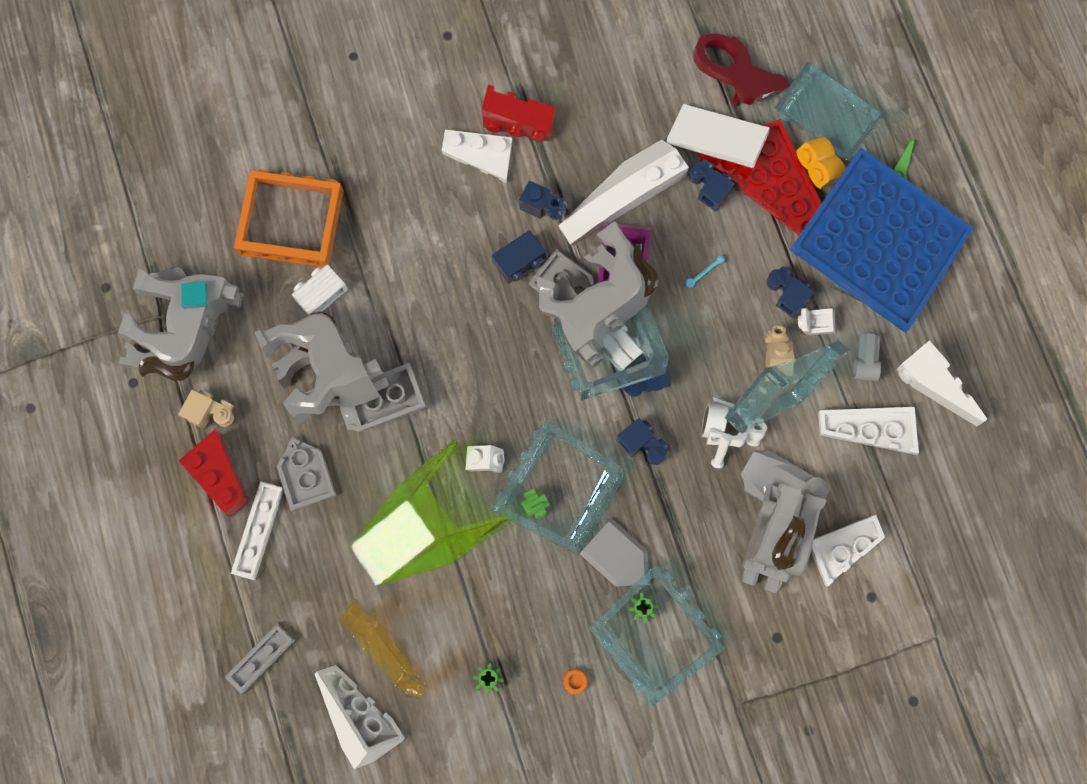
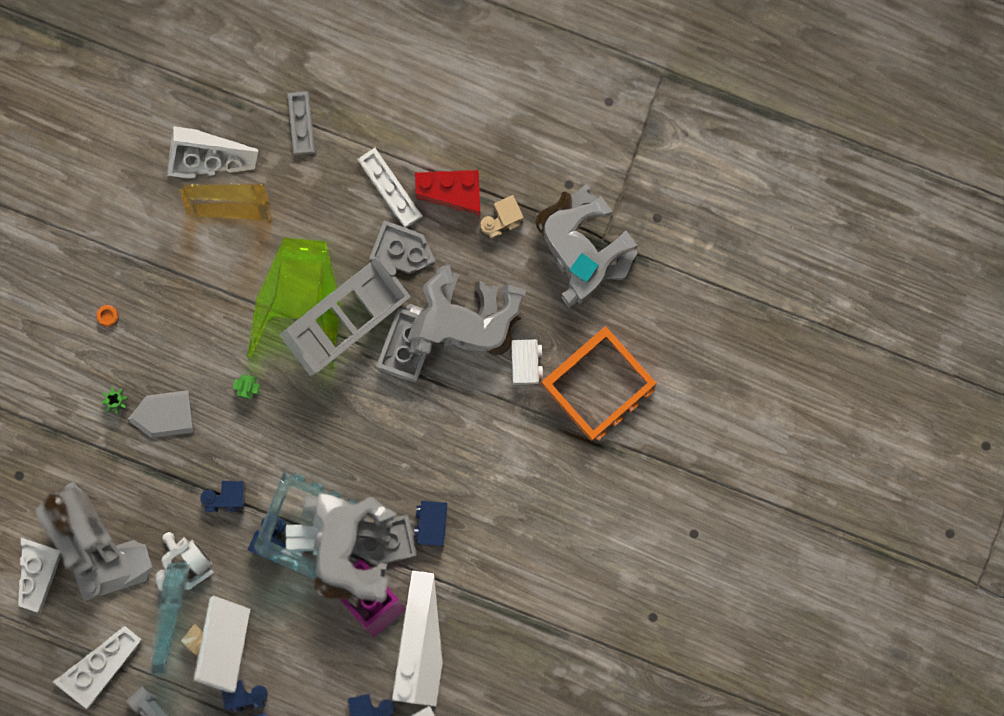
camera: 125 degrees right, 5 degrees up
(360, 452) = (376, 290): none -> light grey piece
(481, 151) = (538, 564): white wing -> none
(484, 458) = (303, 383): white bracket -> none
(493, 674) = (153, 263): bright green gear -> none
(516, 116) = (538, 611): red wedge -> none
(538, 199) = (461, 572): dark blue brick -> none
(593, 507) = (209, 423): clear light blue windscreen -> none
(628, 663) = (89, 359): clear light blue windscreen -> none
(691, 282) = (311, 632): medium azure hinge -> none
(765, 336) = (222, 644): none -> white tile
(817, 321) = (203, 697): white bracket -> none

